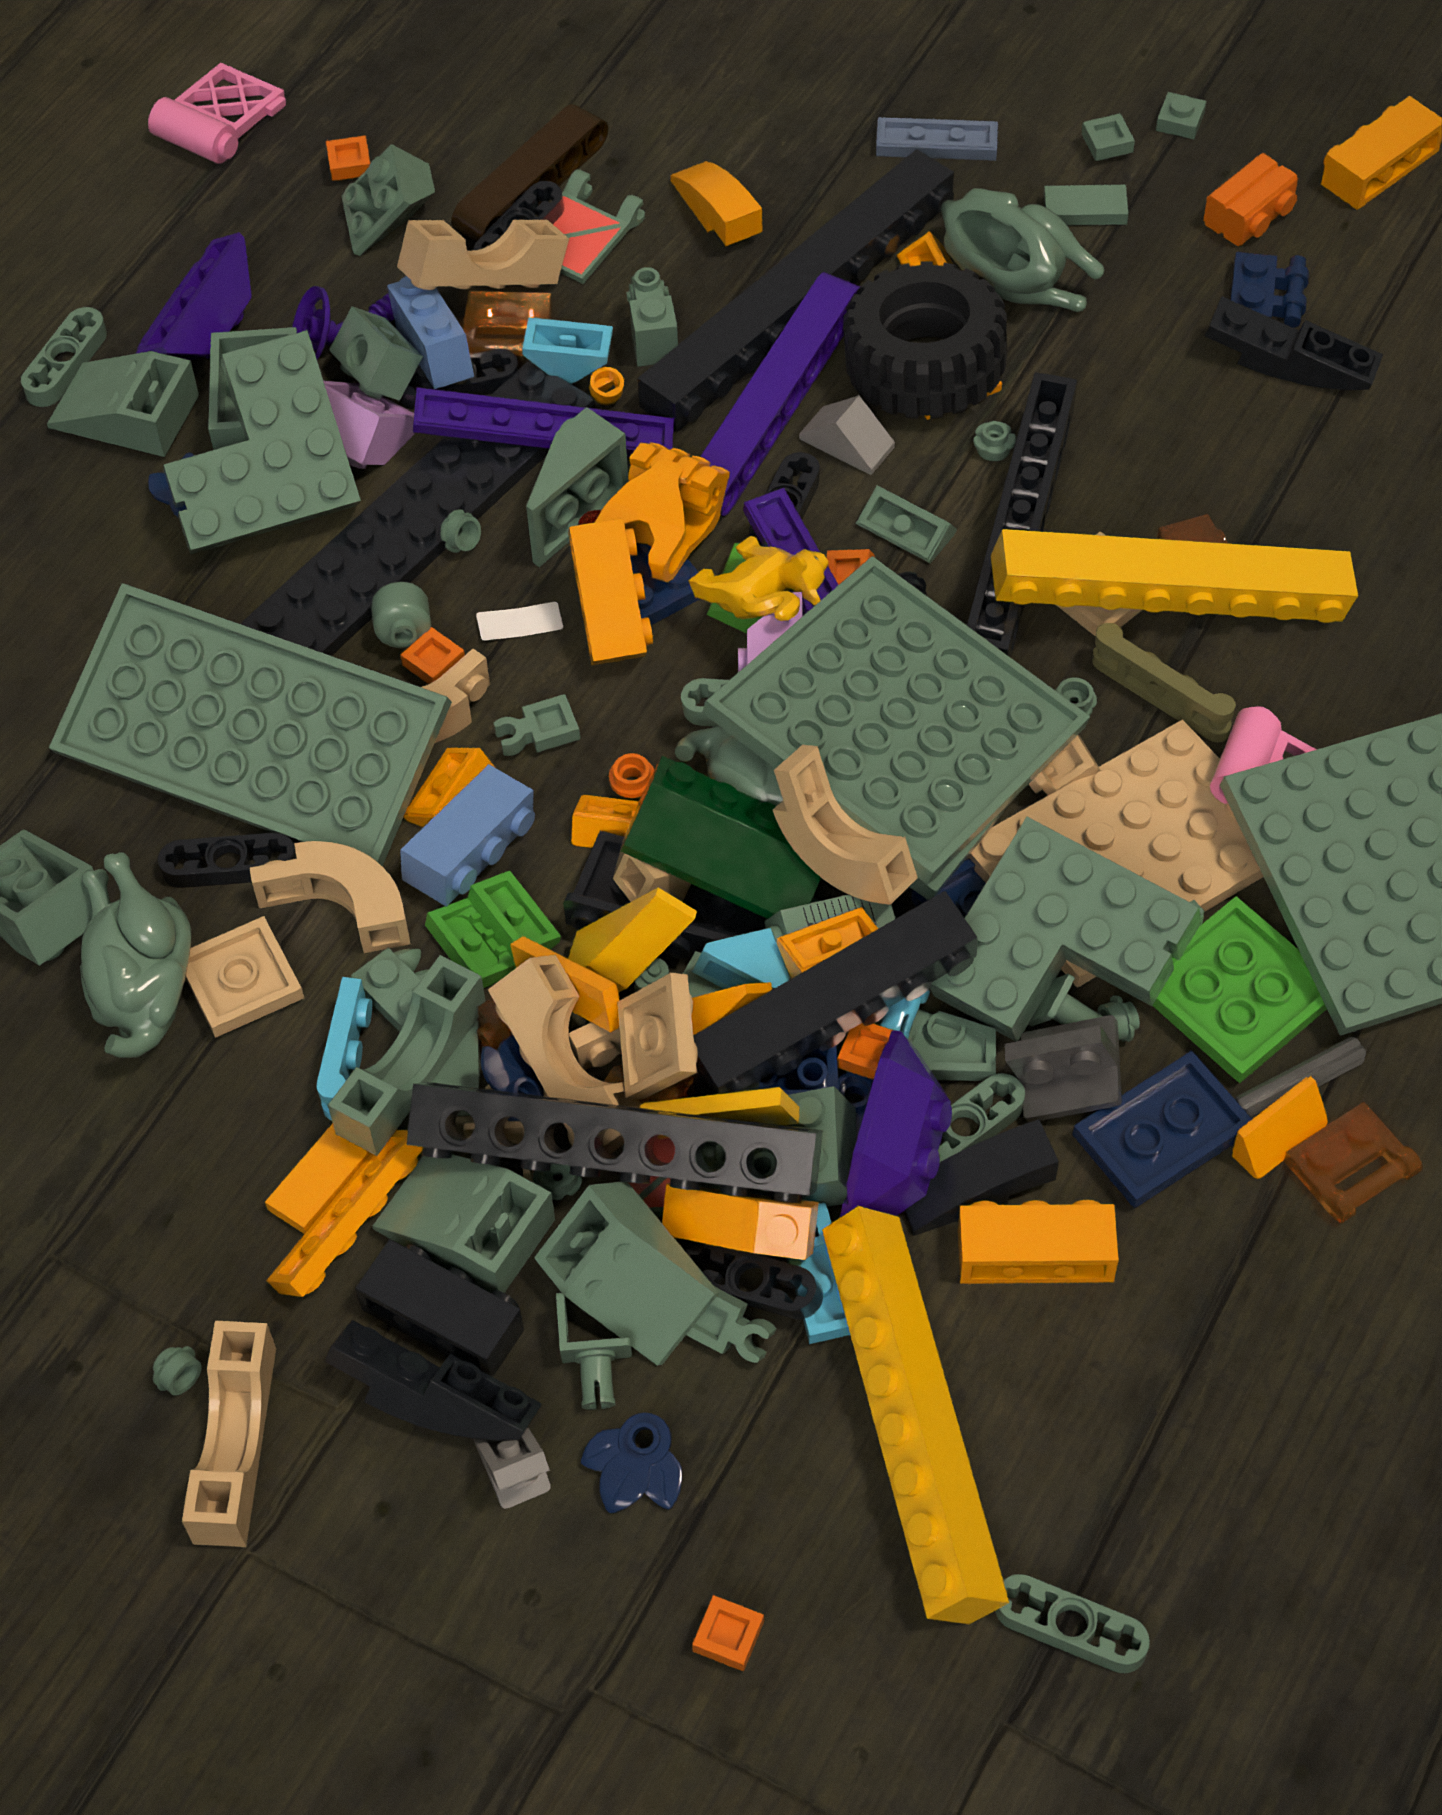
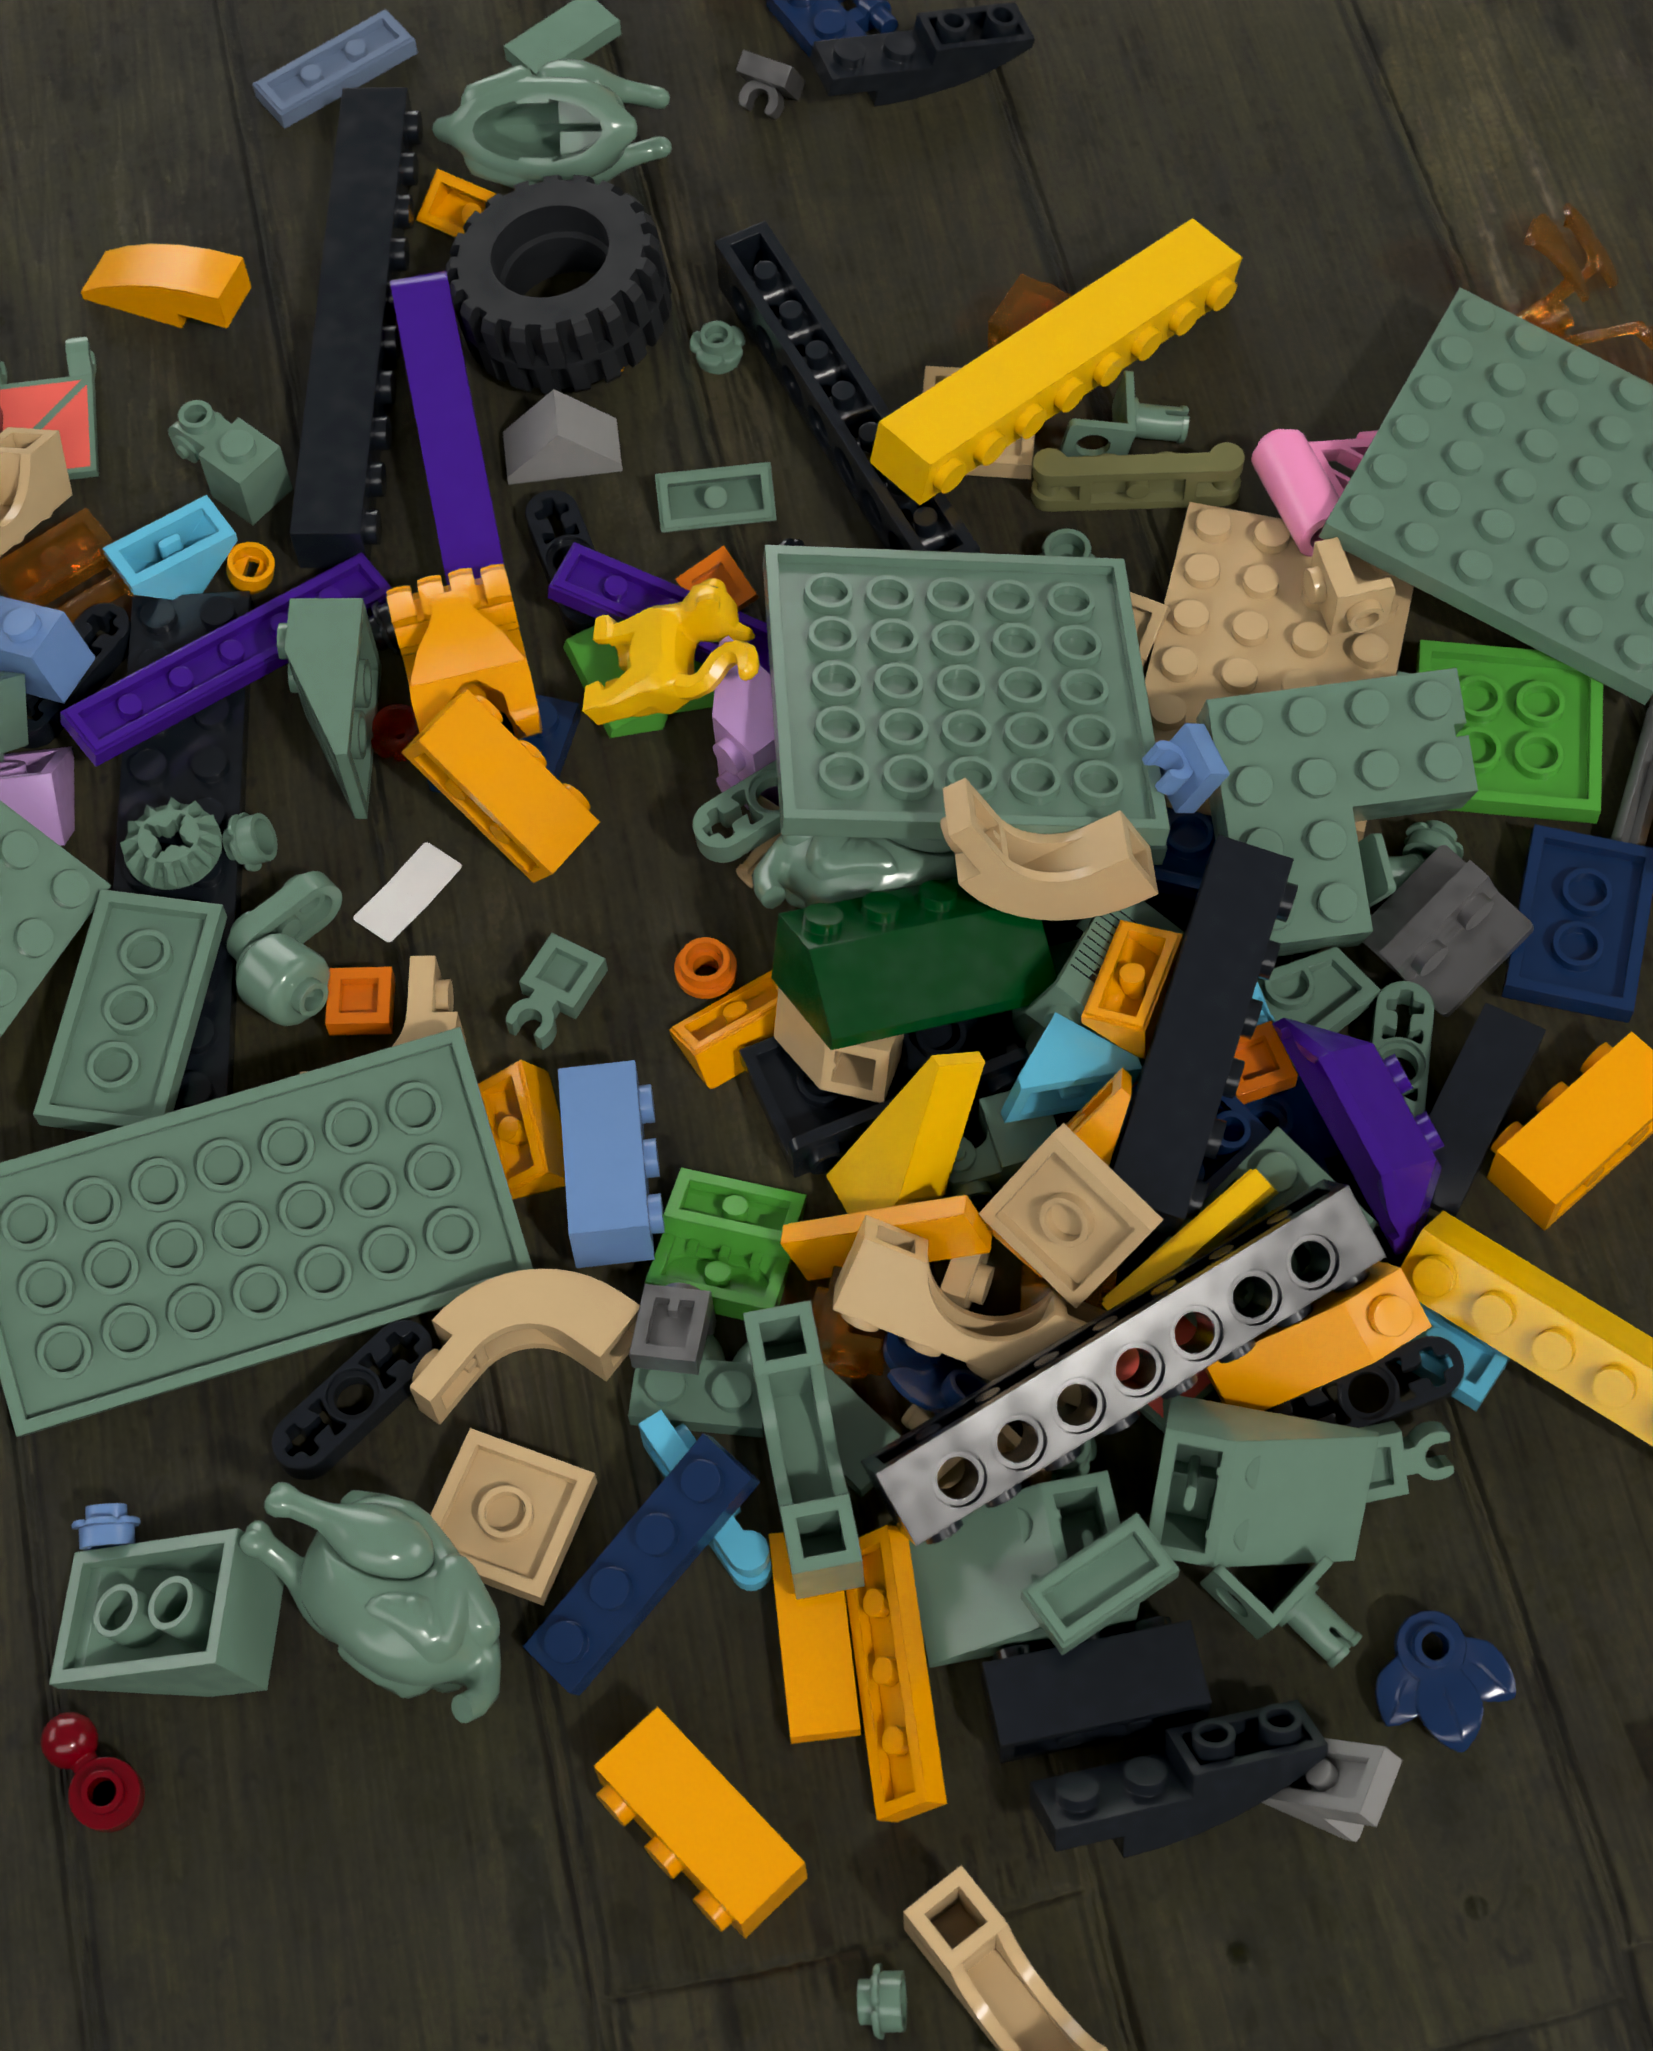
camera: 40 degrees left, 5 degrees up
(46, 825) = (106, 1526): none -> medium blue plate
(174, 1205) = (698, 1825): none -> light orange brick
(274, 1049) = (641, 1564): none -> dark blue plate
(306, 571) = (130, 1012): none -> sand green plate
(403, 515) = (177, 865): none -> sand green gear
(410, 943) = (672, 1328): none -> flat silver bracket
(443, 584) = (298, 909): none -> sand green plate
(481, 1243) = (1099, 1583): none -> sand green tile
(985, 849) = (1188, 767): none -> medium blue tile
(1181, 305) = (769, 78): none -> flat silver tile
(1194, 648) = (1129, 422): none -> sand green bracket
(1201, 838) = (1339, 597): none -> tan bracket

